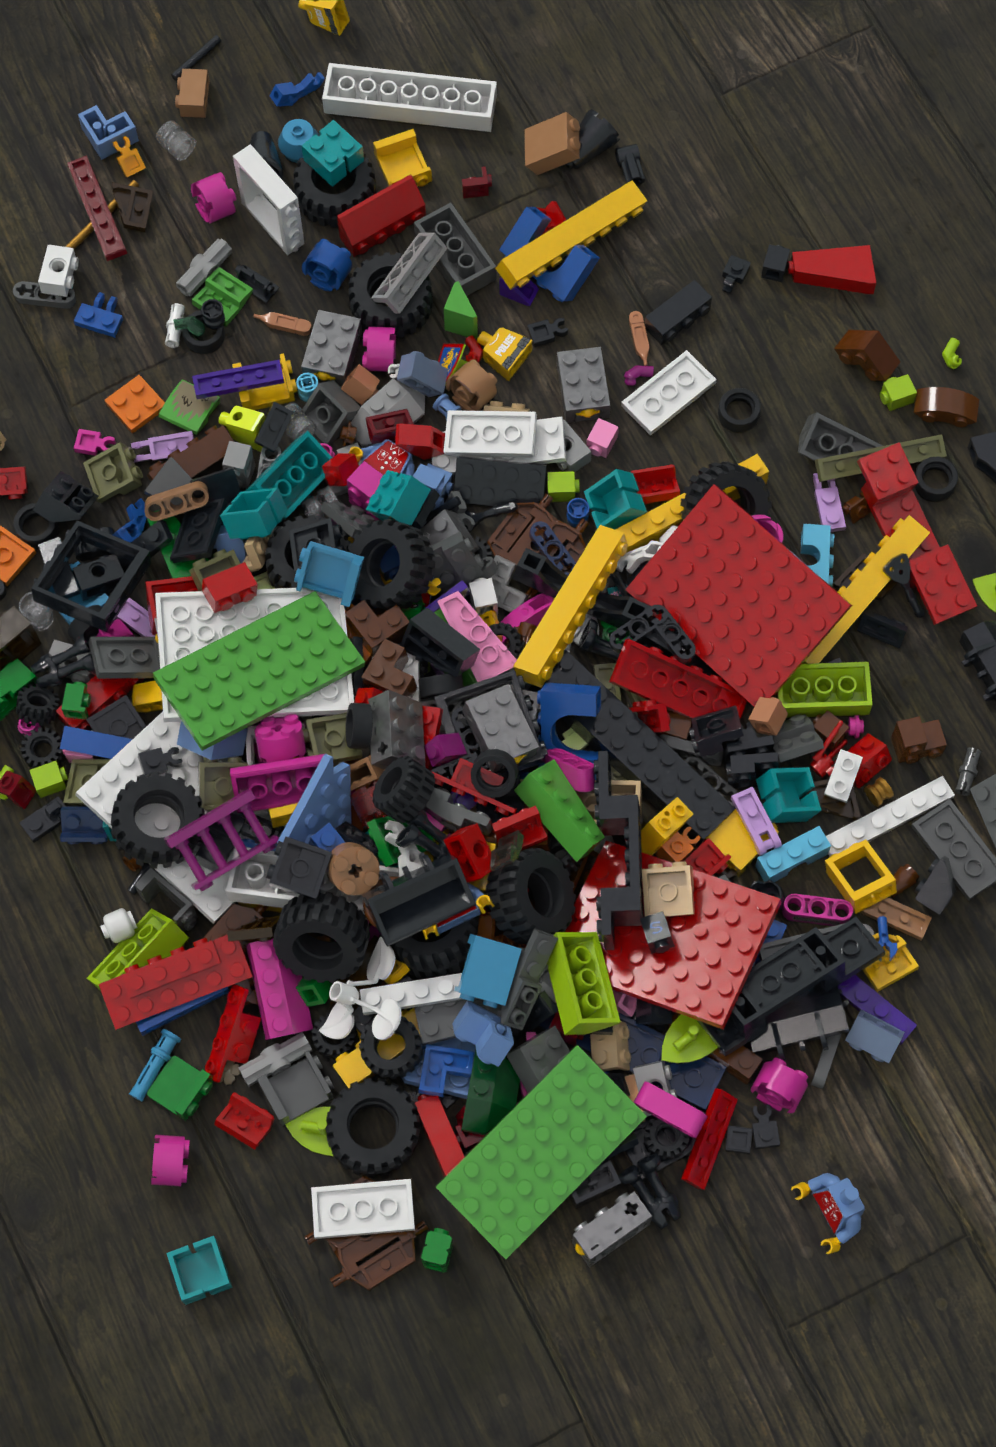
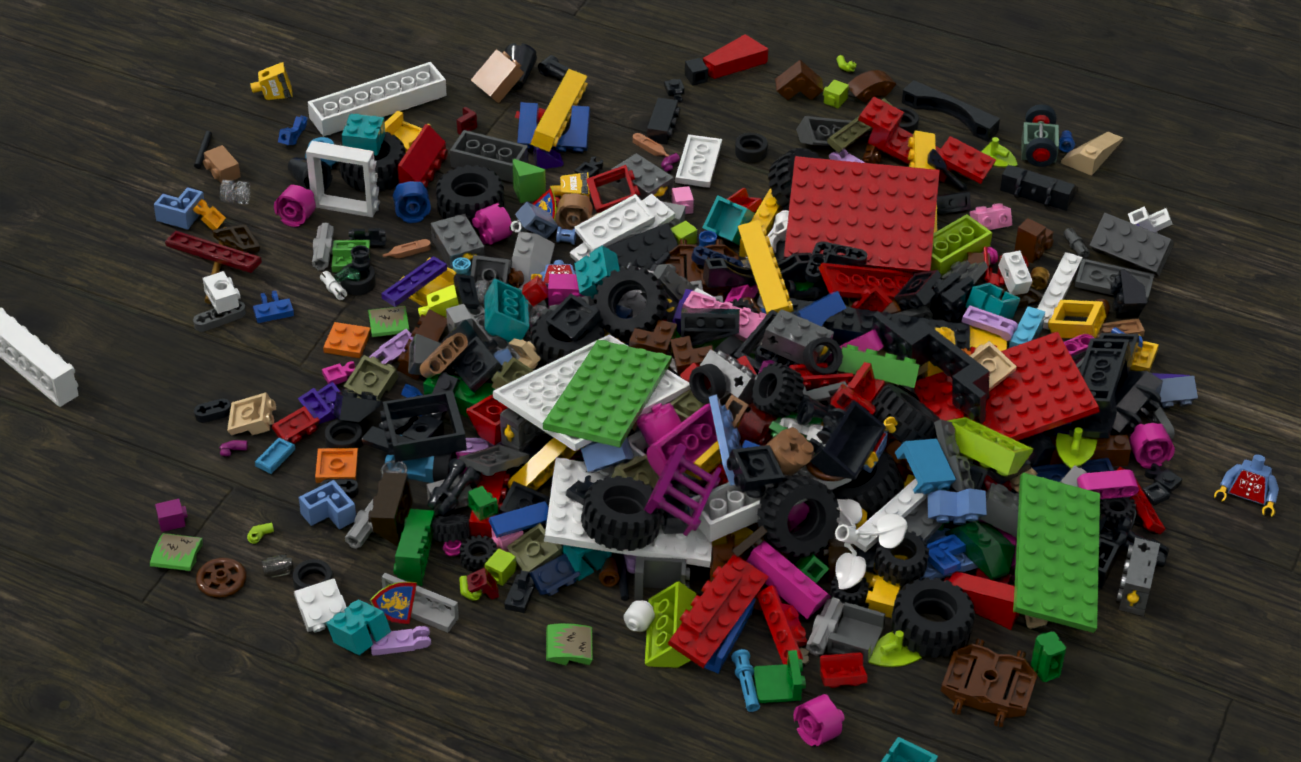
camera: 40 degrees left, 25 degrees down
(37, 908) = (568, 643): none -> slope
(48, 464) = (321, 402): none -> dark purple slope
(229, 587) = (542, 361): red brick -> none
(254, 513) = (510, 327): teal piece -> none
(329, 571) = (601, 320): dark azure panel -> none
(360, 384) = (498, 248): nougat brick -> none
(362, 1209) = (977, 659): white plate -> none
(384, 425) = (542, 256): dark red slope -> none
(409, 274) = (481, 165): light grey fence -> none
(420, 440) = (570, 250): red slope -> none
(507, 851) = (873, 392): clear smoke slope -> none
(514, 378) = (608, 177): none -> red window
(657, 932) = (1005, 389): brick -> none
(768, 716) = (941, 262): nougat brick -> none
(909, 674) = (994, 217): none -> bright pink bracket

